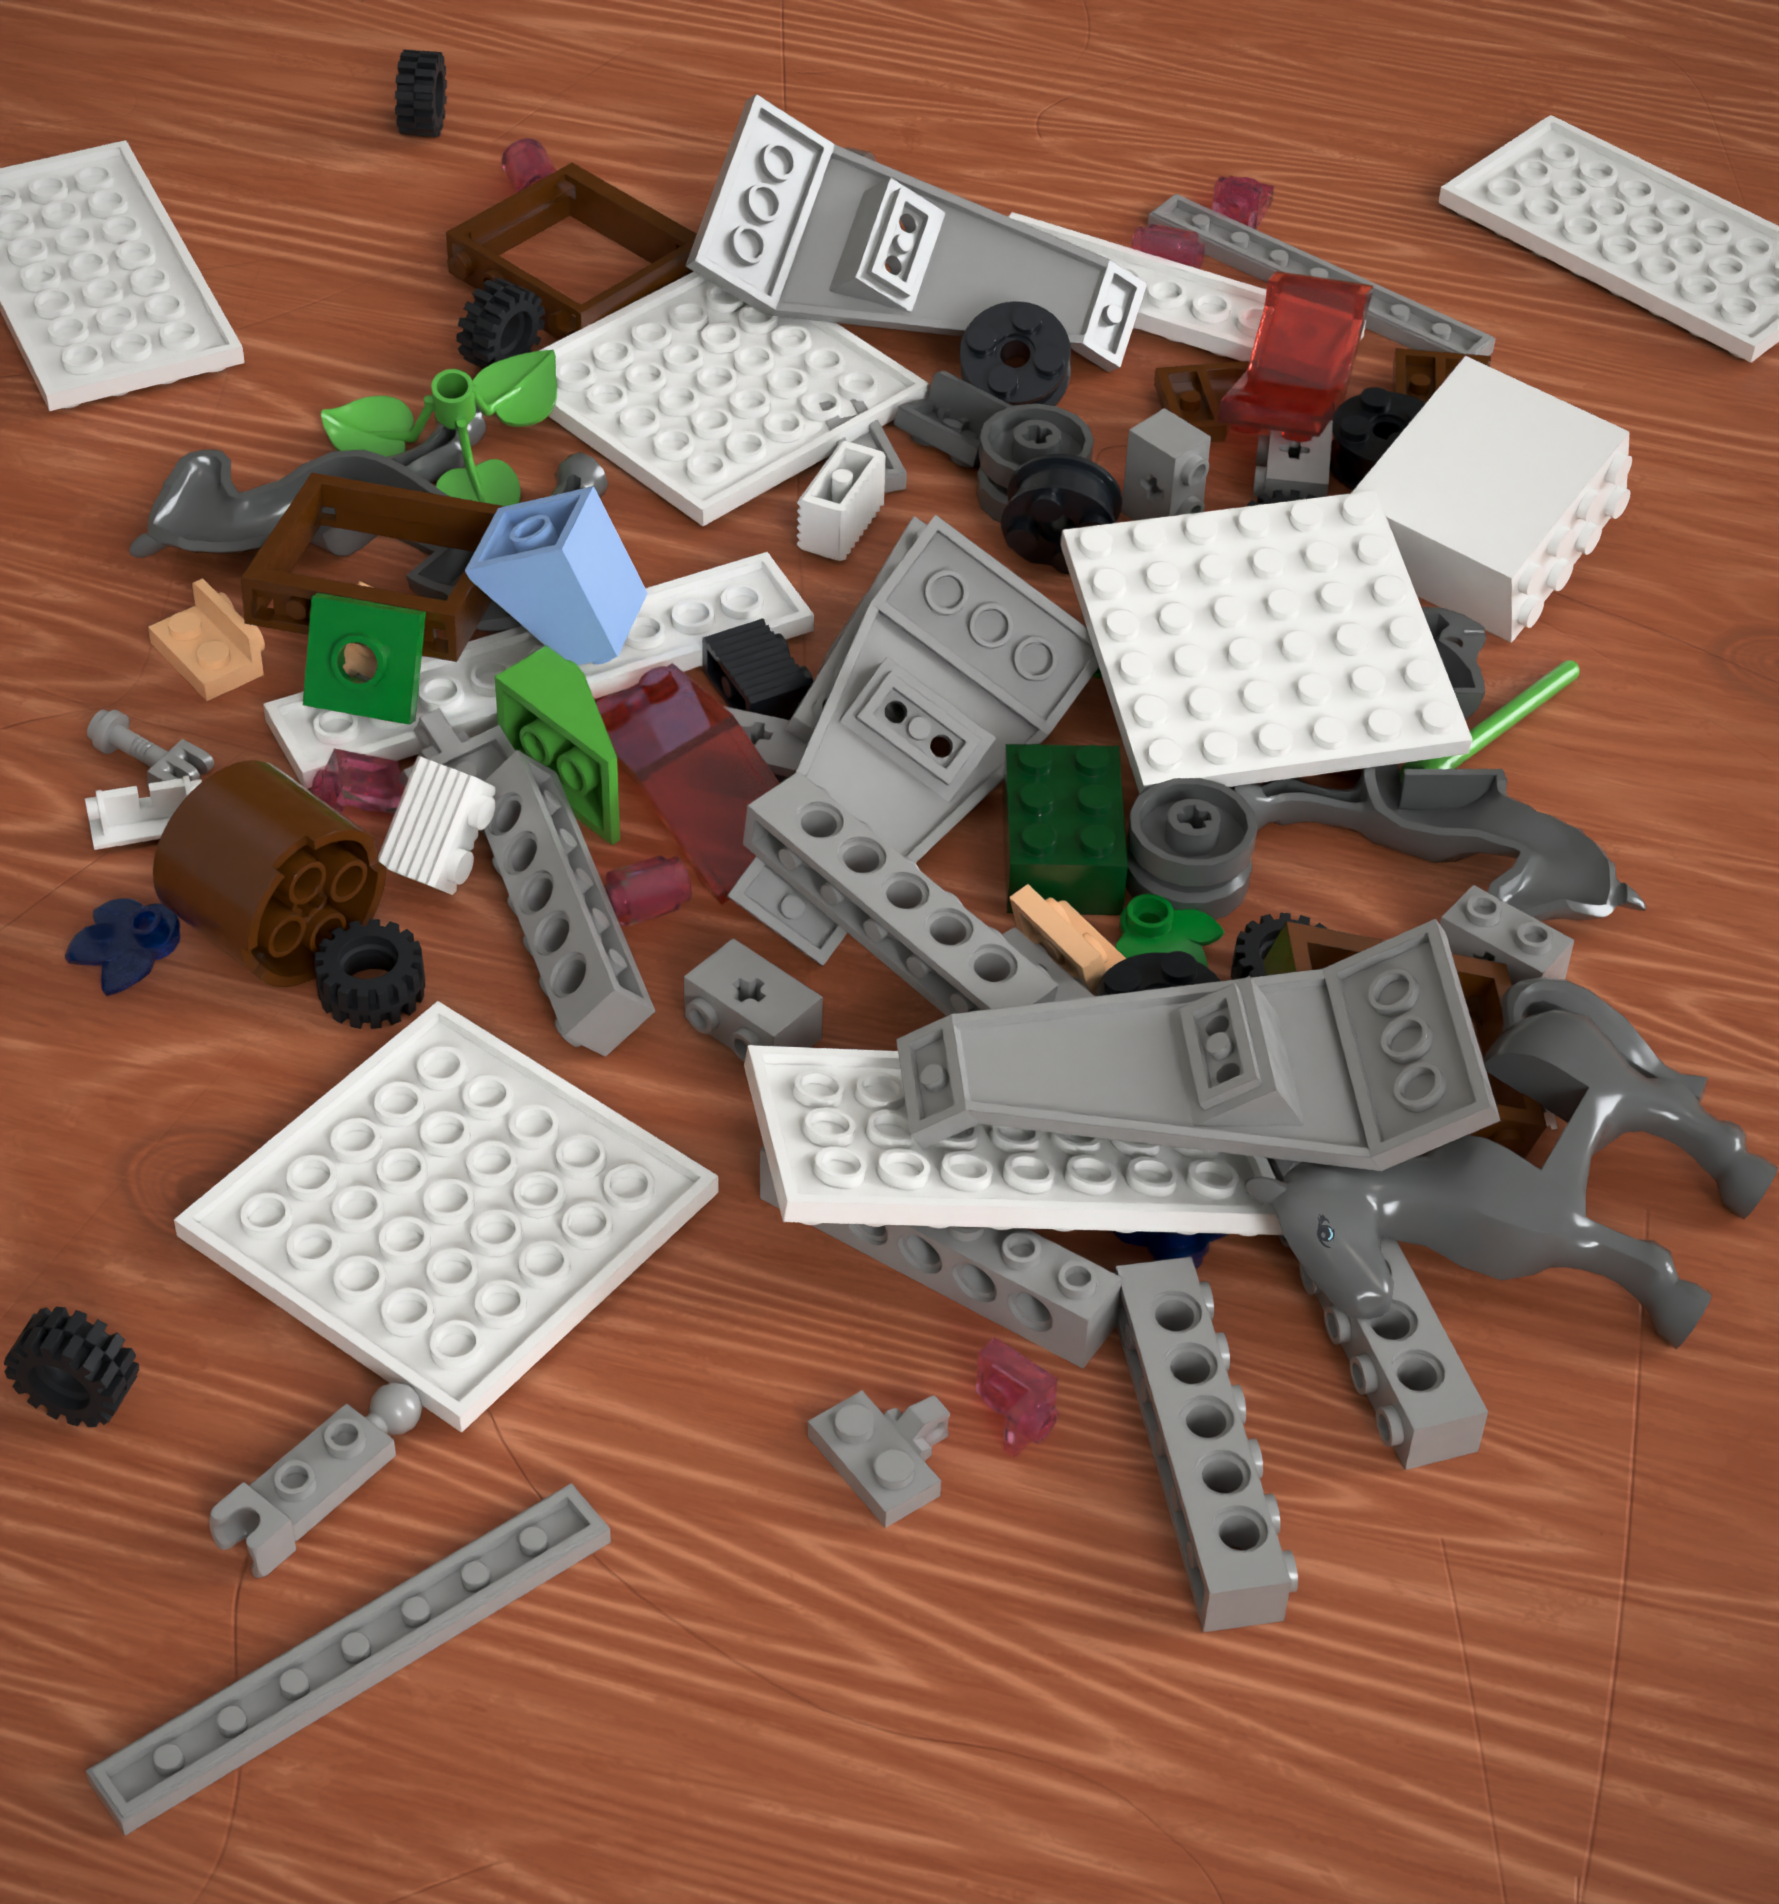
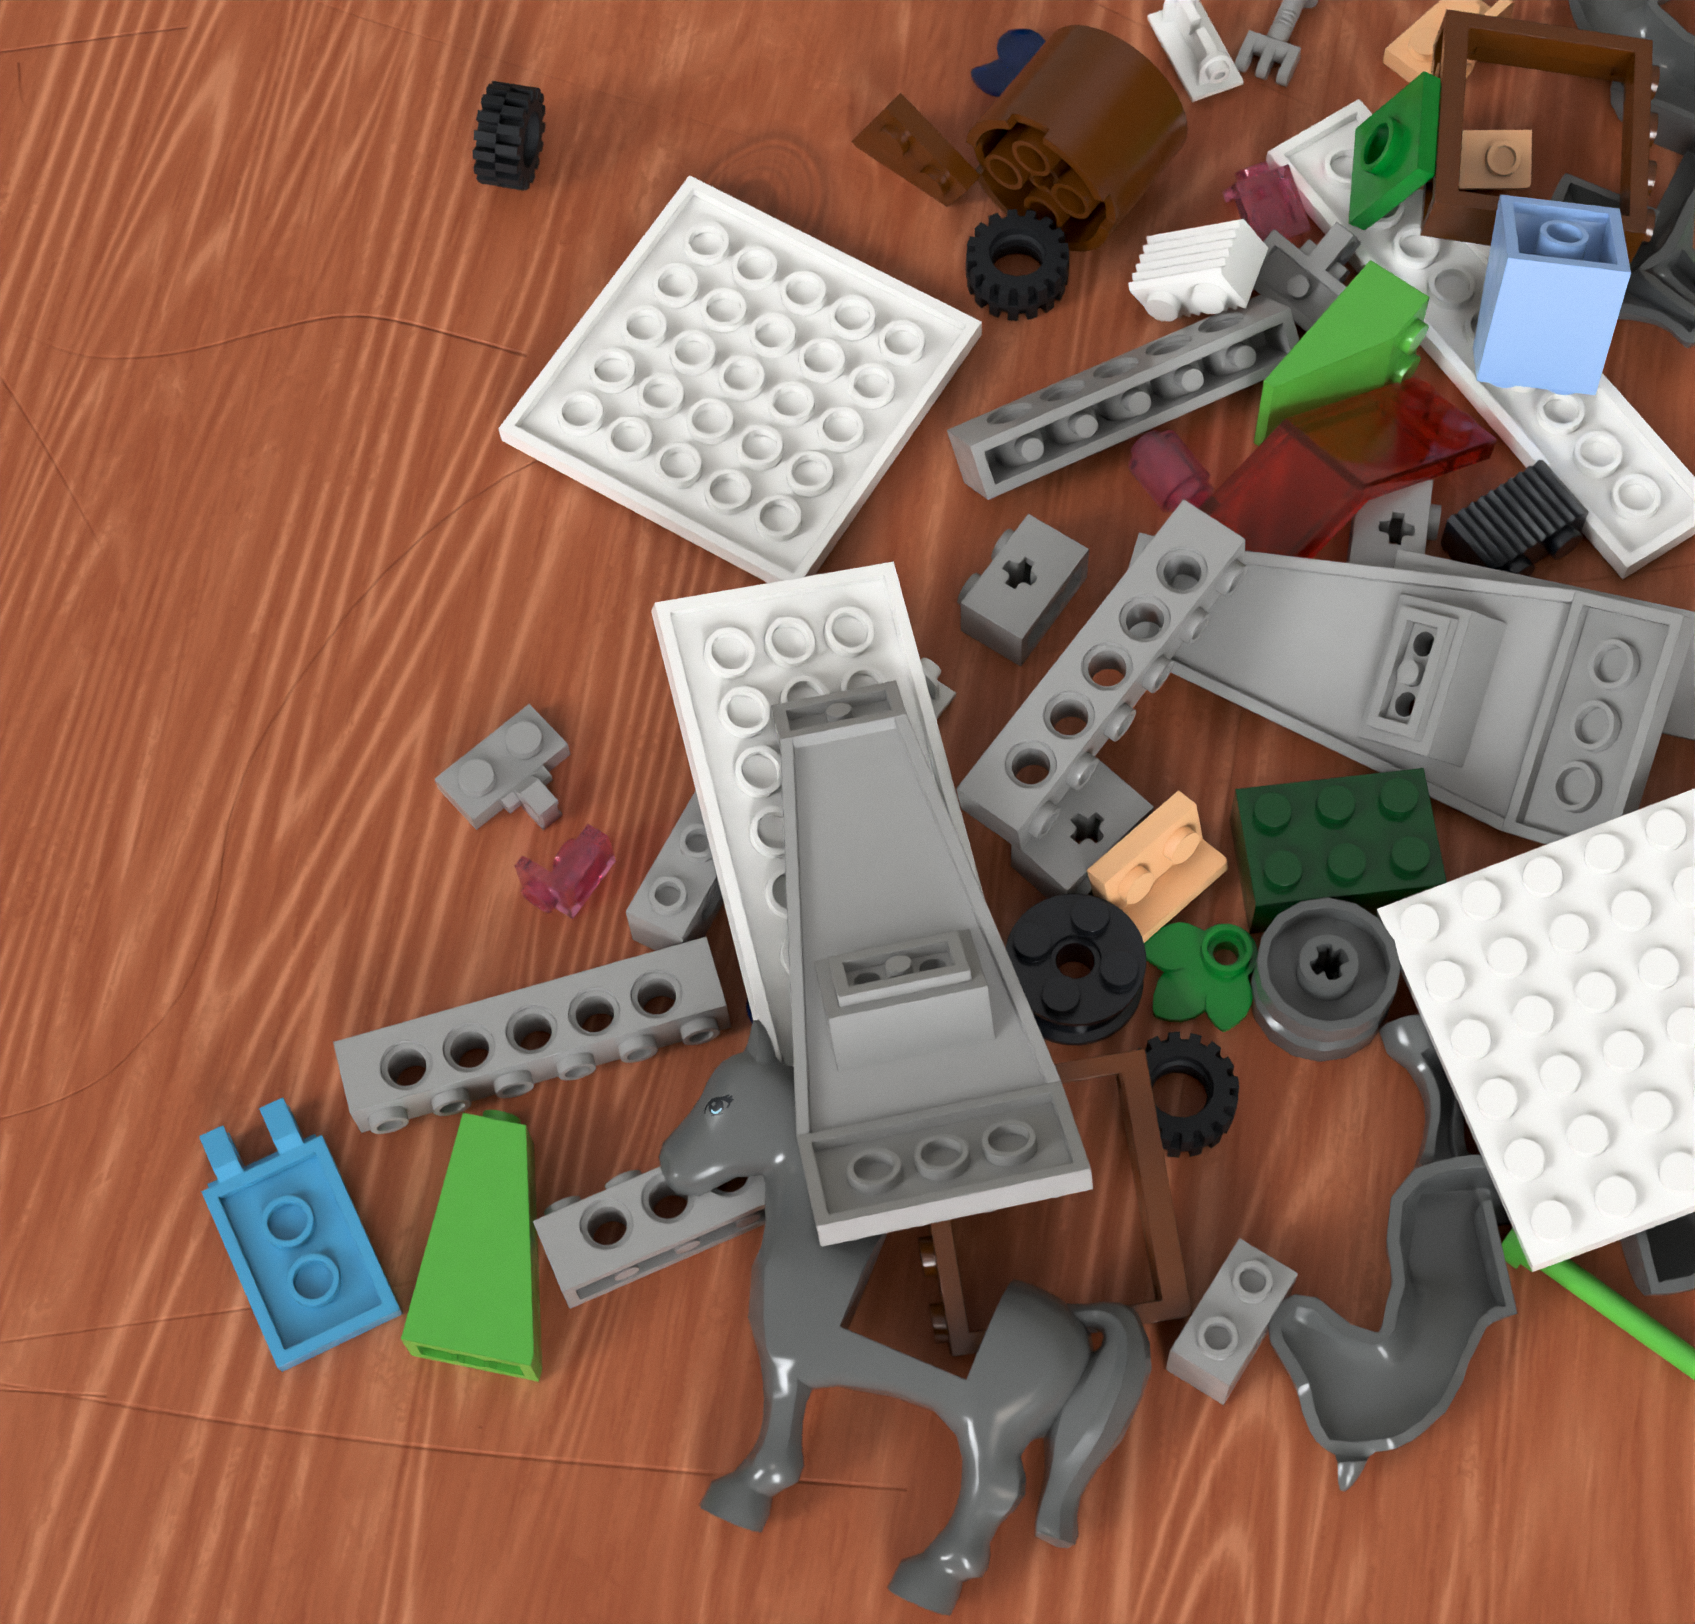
camera: 90 degrees right, 20 degrees up
(208, 1026) = (916, 152): none -> reddish brown wing
(313, 1478) = (437, 339): light grey plate -> none
(345, 1659) = (281, 411): light grey tile -> none
(1406, 1673) = (296, 1241): none -> dark azure tile
(1430, 1495) = (481, 1264): none -> bright green slope

